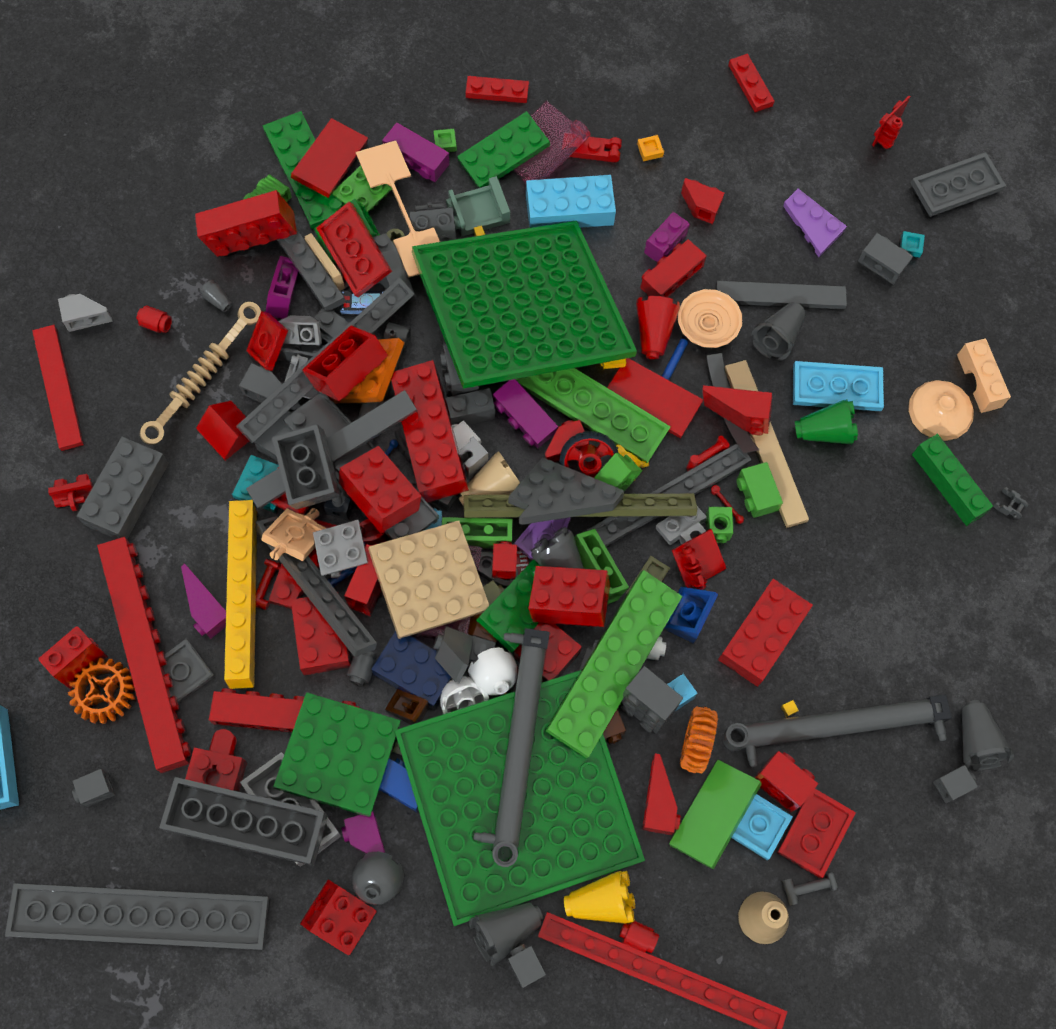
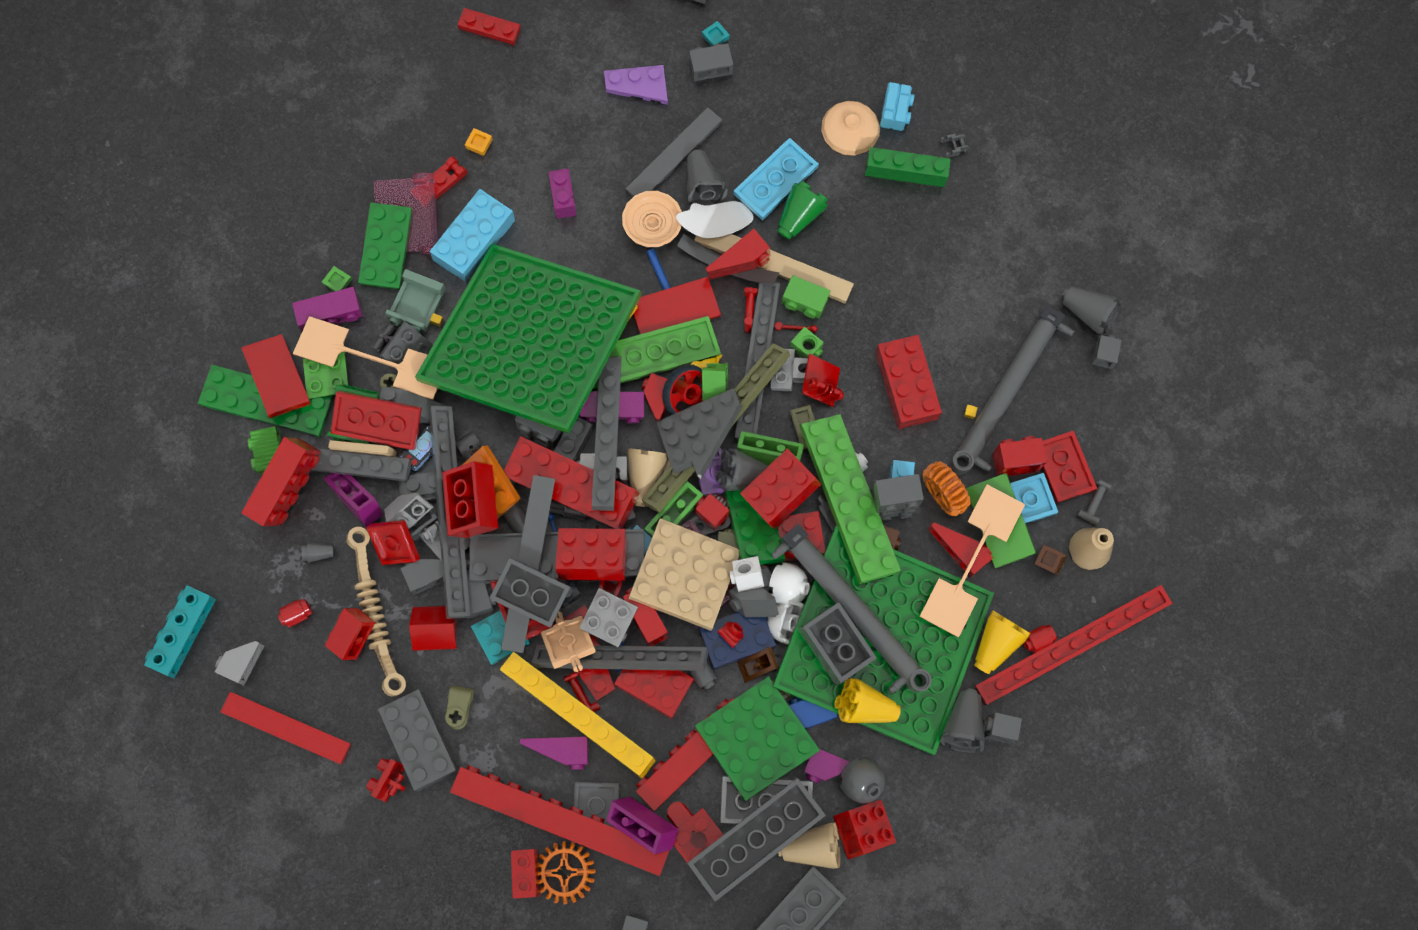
camera: 50 degrees left, 5 degrees up
(72, 253) = (179, 632): none -> teal brick
(167, 369) = (350, 633): none -> red brick
(178, 497) = (459, 703): none -> olive piece
(186, 718) = (642, 825): none -> magenta brick
(285, 885) = (815, 847): none -> tan cone
(411, 658) = (731, 633): none -> red plate
(442, 823) = (864, 704): none -> yellow cone
(471, 628) = (747, 574): none -> white brick
(475, 752) = (837, 643): none -> dark grey brick
(492, 422) = (606, 436): none -> dark grey plate
(497, 89) = (326, 207): red plate -> none
(597, 828) = (949, 604): none -> light nougat hinge
(656, 324) = (624, 259): red cone -> none
(673, 270) = (591, 212): red brick -> none
(691, 613) = (855, 416): blue slope -> none
(702, 200) = (555, 143): red slope -> none
(718, 887) = (1050, 559): none -> reddish brown brick
(757, 367) = (715, 219): none -> white sticker
(990, 389) = (841, 71): light nougat arch -> none
(995, 428) = (896, 105): none -> medium azure brick

